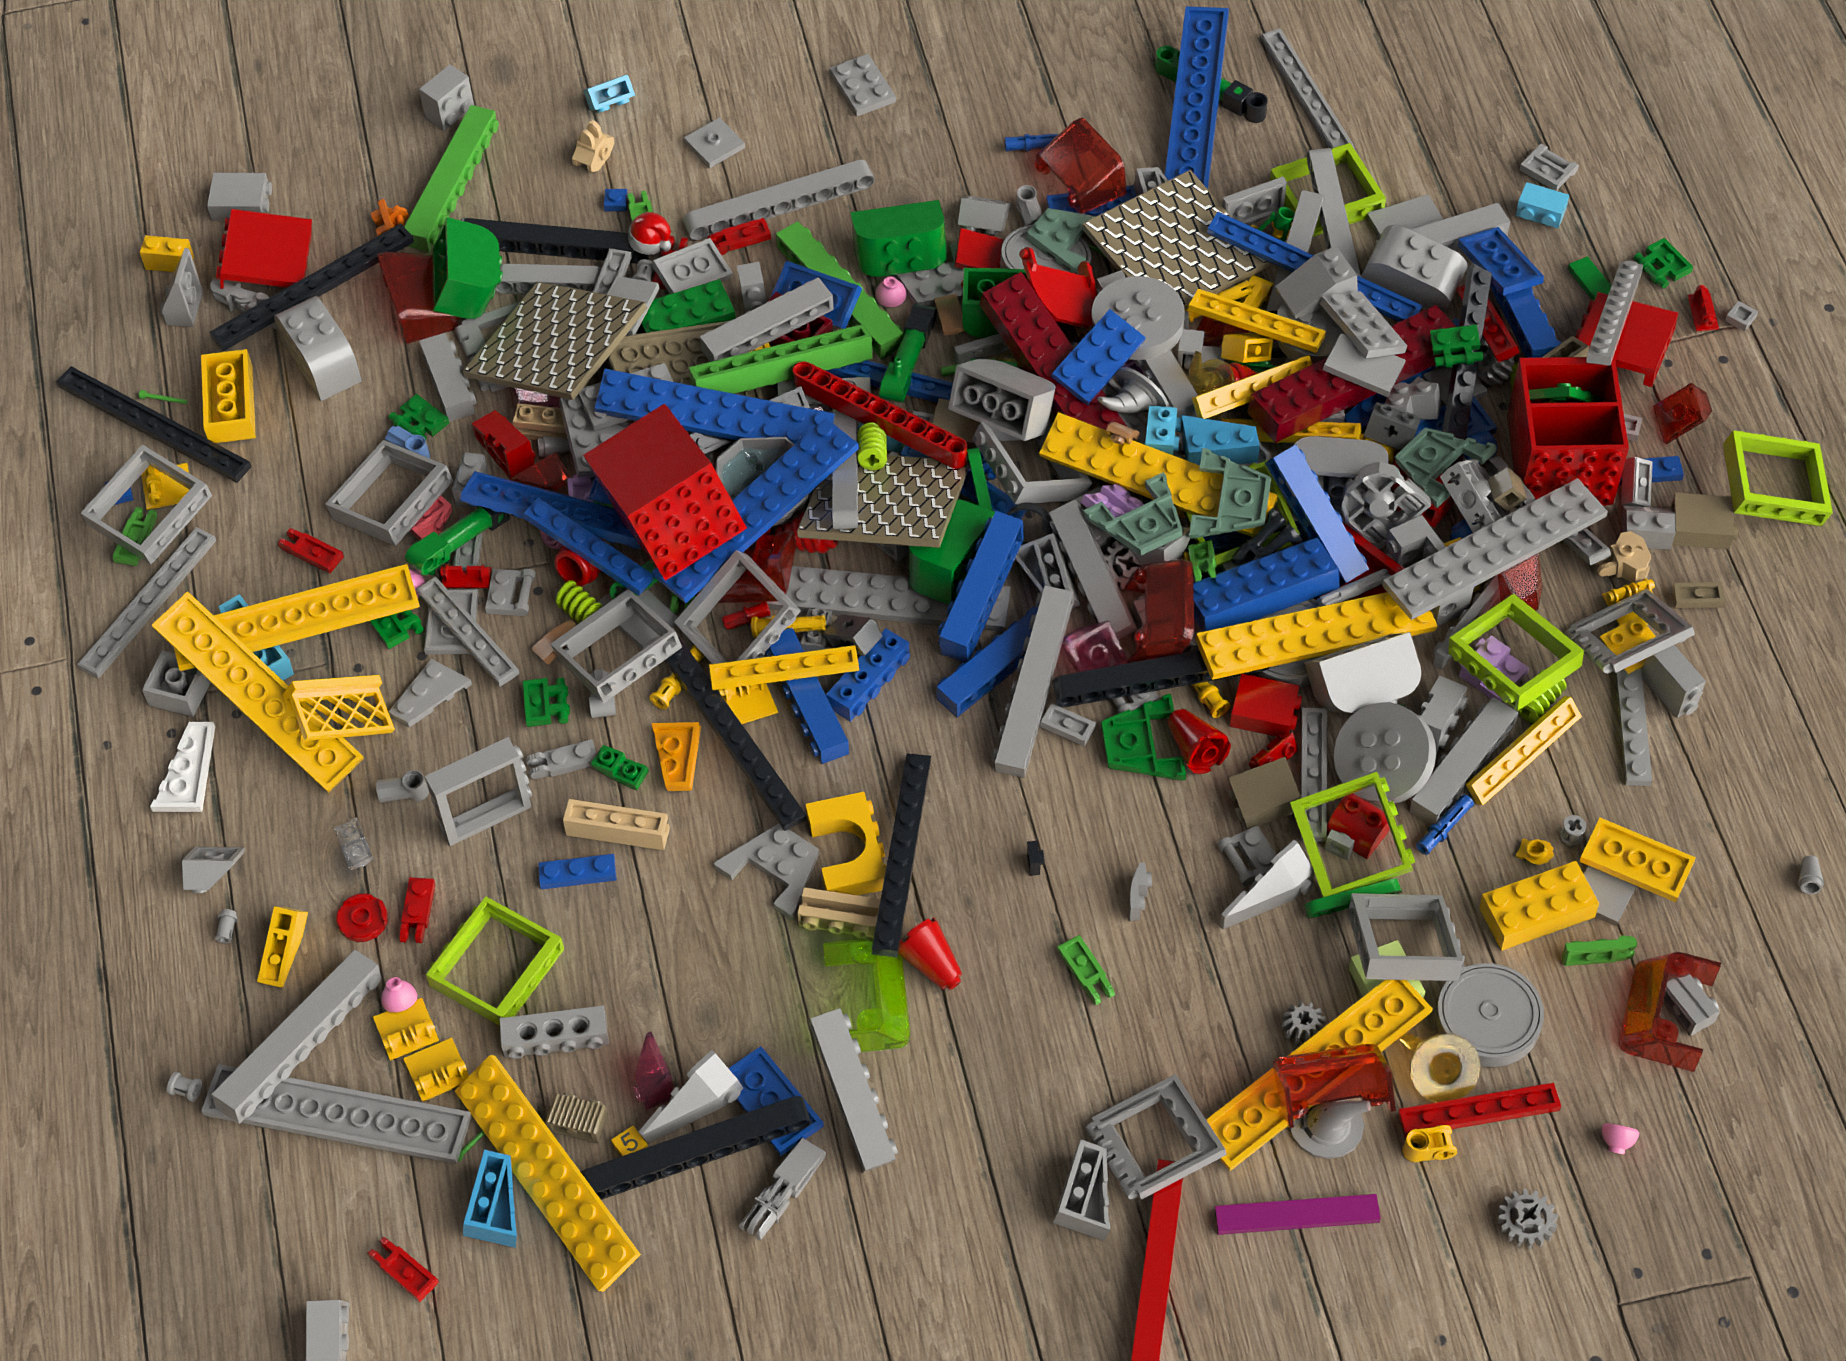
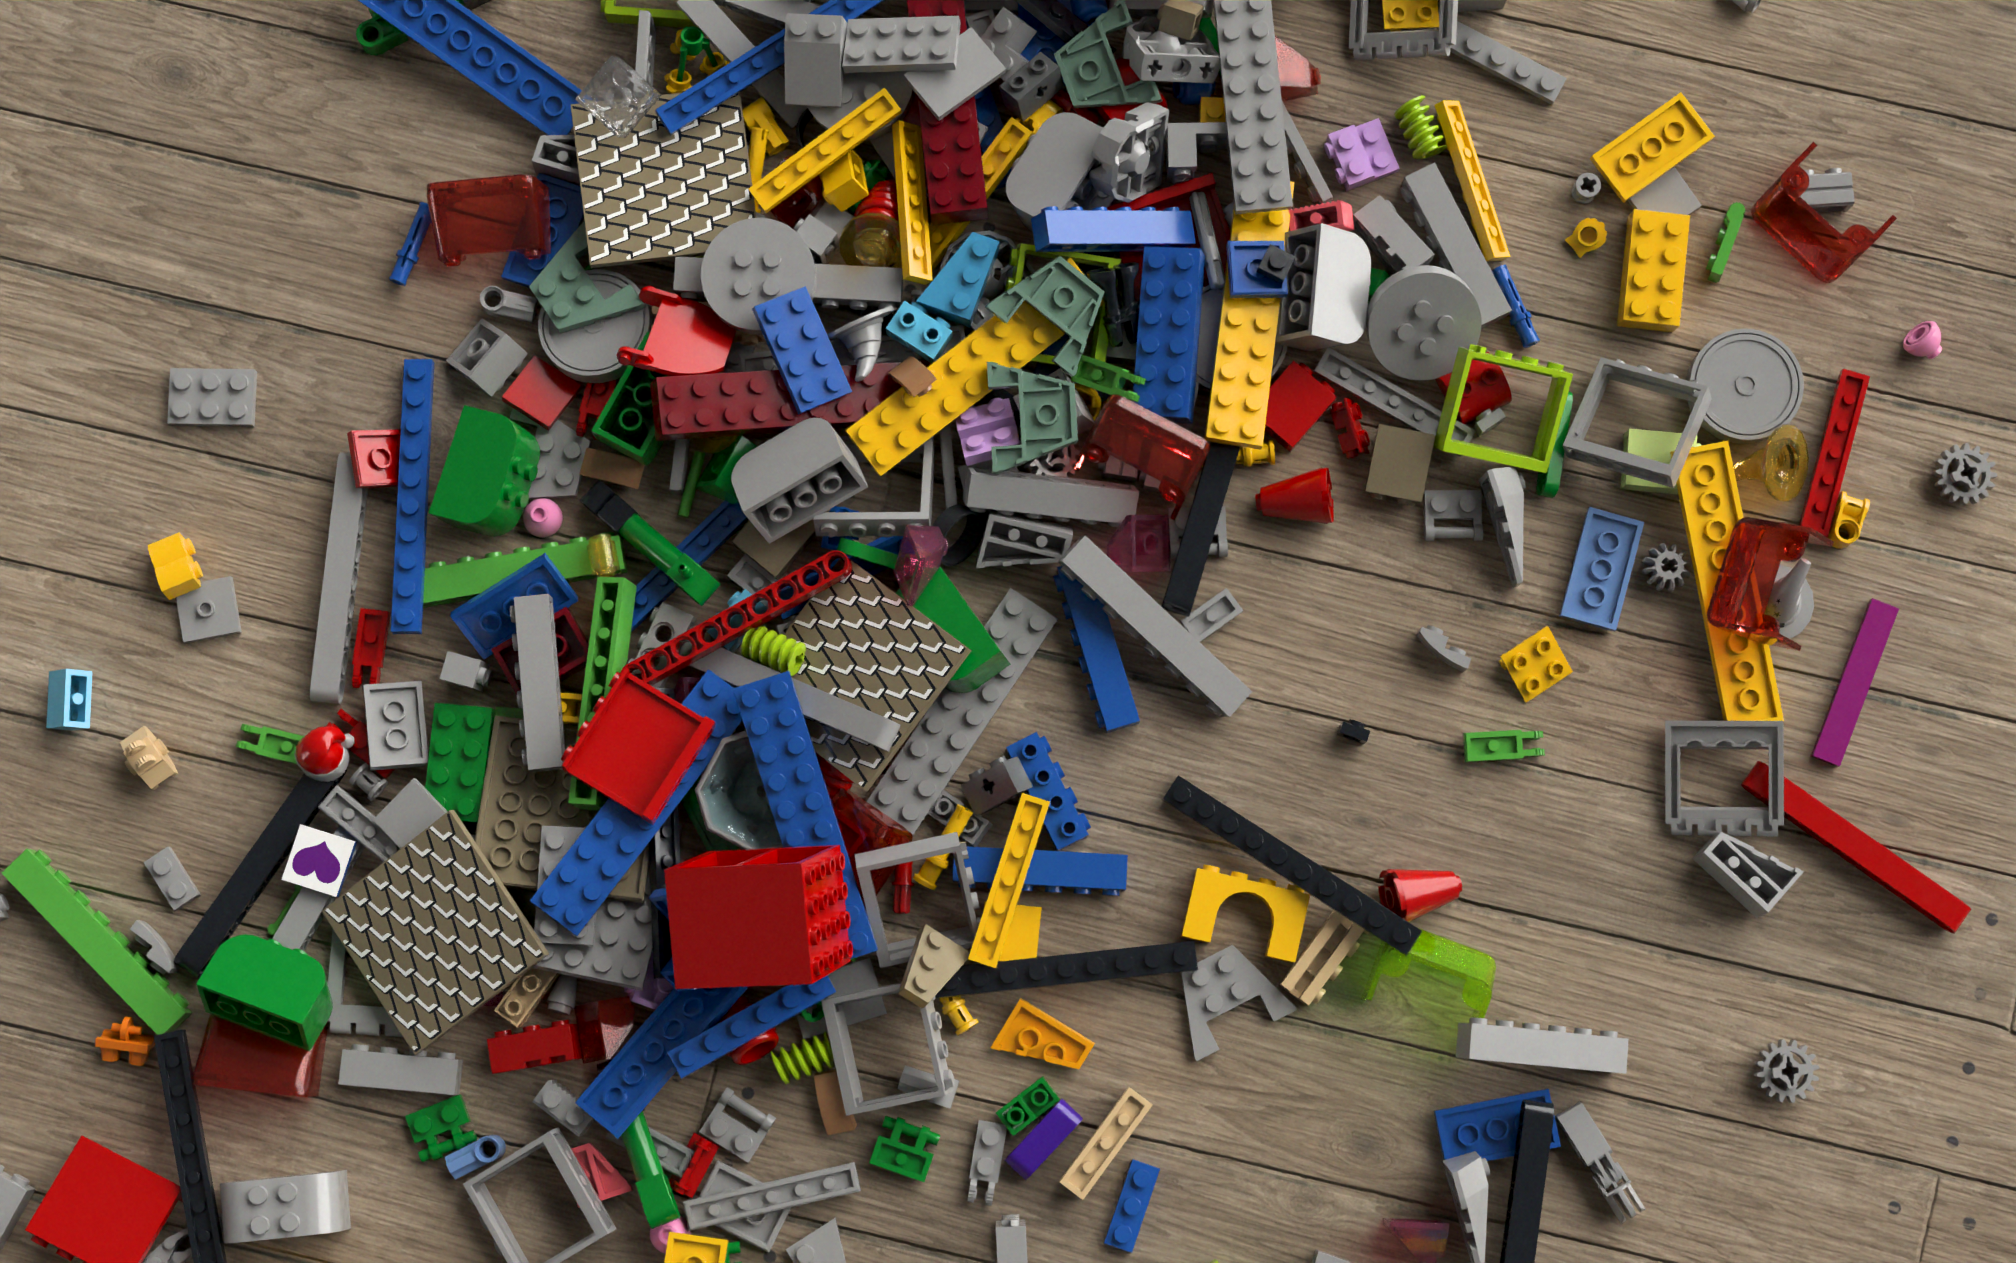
camera: 65 degrees left, 25 degrees up
(467, 206) = (160, 953): none -> light grey slope
(517, 201) = (172, 878): none -> light grey plate
(571, 263) = (319, 860): none -> tile
(598, 786) = (1043, 1139): none -> dark purple beam
(615, 200) = (233, 763): blue plate -> none
(691, 636) = (930, 966): none -> wing
(733, 108) = (175, 565): none -> yellow brick
(752, 384) = (637, 746): none -> red panel
(839, 215) = (412, 497): none -> blue plate
(875, 182) = (375, 457): none -> tile
(881, 324) = (602, 555): none -> clear yellow brick
(939, 1290) = (1789, 1081): none -> light grey gear
(981, 586) = (1019, 625): blue brick -> none
(991, 495) = (918, 559): none -> clear pink slope
(1131, 744) = (1265, 563): green wing -> none
(1166, 963) = (1536, 664): none -> yellow hinge
(1211, 183) = (618, 97): none -> clear brick
(1272, 978) = (1601, 569): none -> medium blue plate
(1349, 618) = (1243, 262): none -> blue tile
(1360, 624) = (1275, 264): none -> black plate
(1429, 657) = (1334, 214): none -> coral brick
(1539, 628) = (1361, 84): lime window -> none

